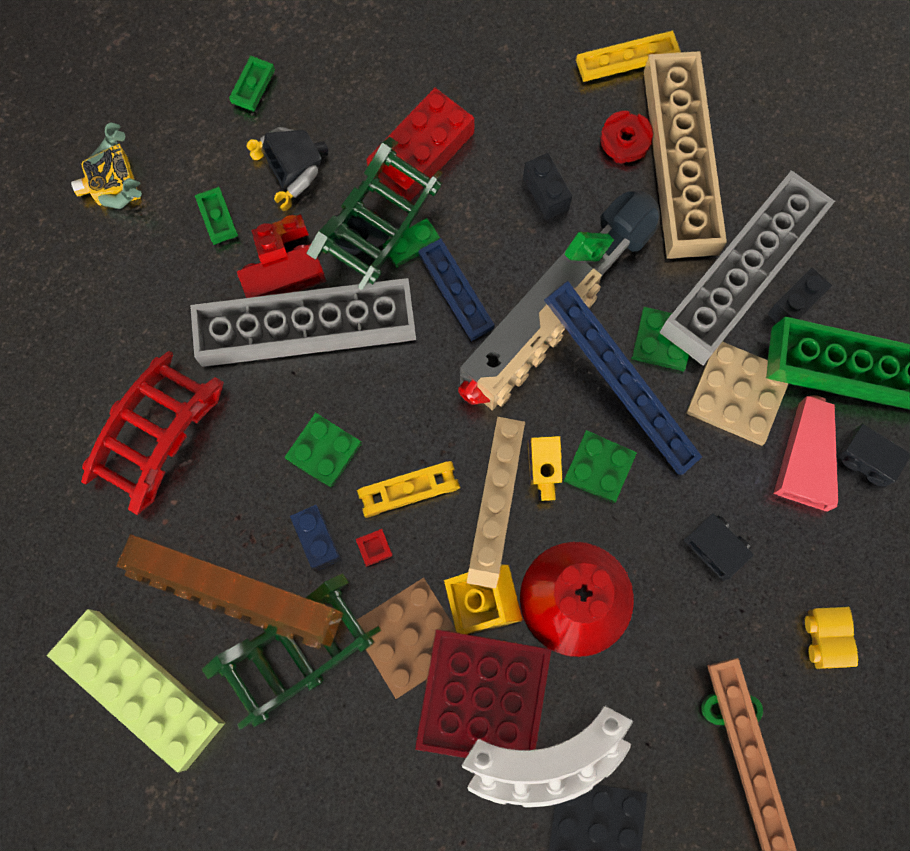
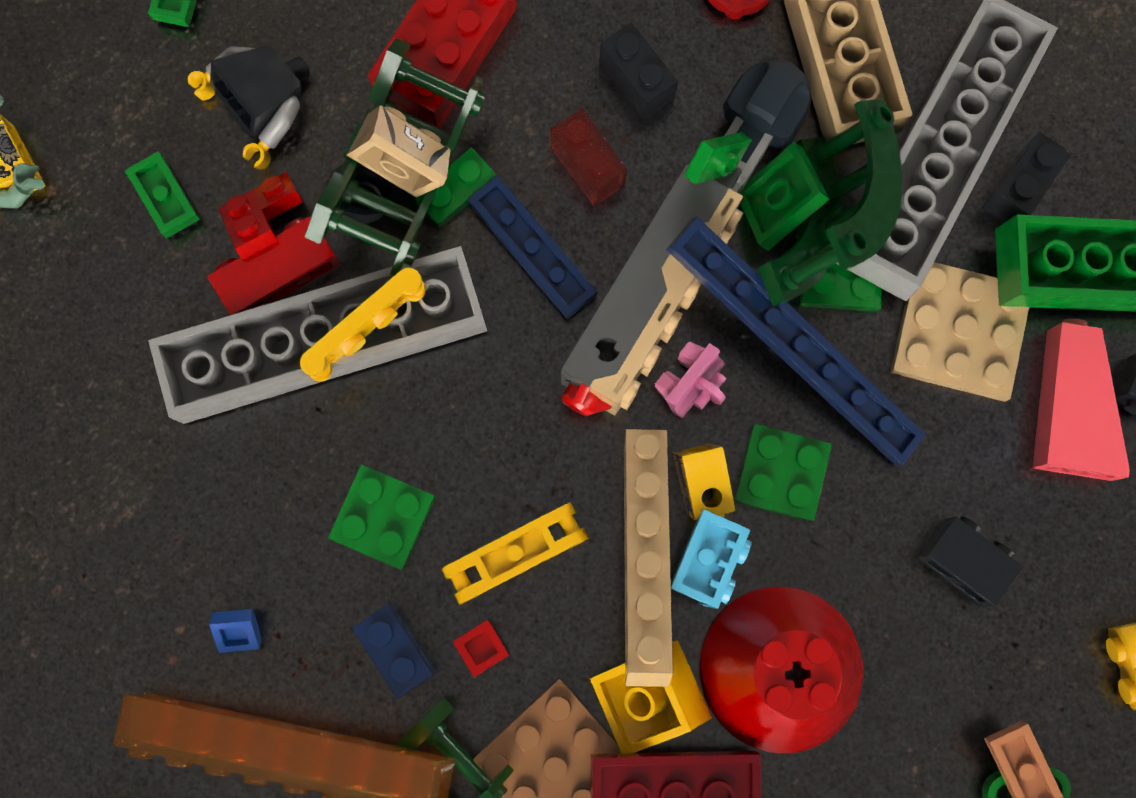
camera: 10 degrees left, 5 degrees up
(168, 439) = (154, 546): red fence -> none
(211, 507) = (235, 630): none -> blue plate
(325, 320) = (349, 334): none -> yellow plate
(379, 209) = (401, 152): none -> tan slope
(503, 236) = (588, 157): none -> clear red brick
(537, 510) = (711, 559): none -> medium azure bracket
(552, 396) = (698, 384): none -> bright pink hips
(629, 281) = (782, 196): none -> green plate
(656, 306) = (860, 230): none -> dark green fence

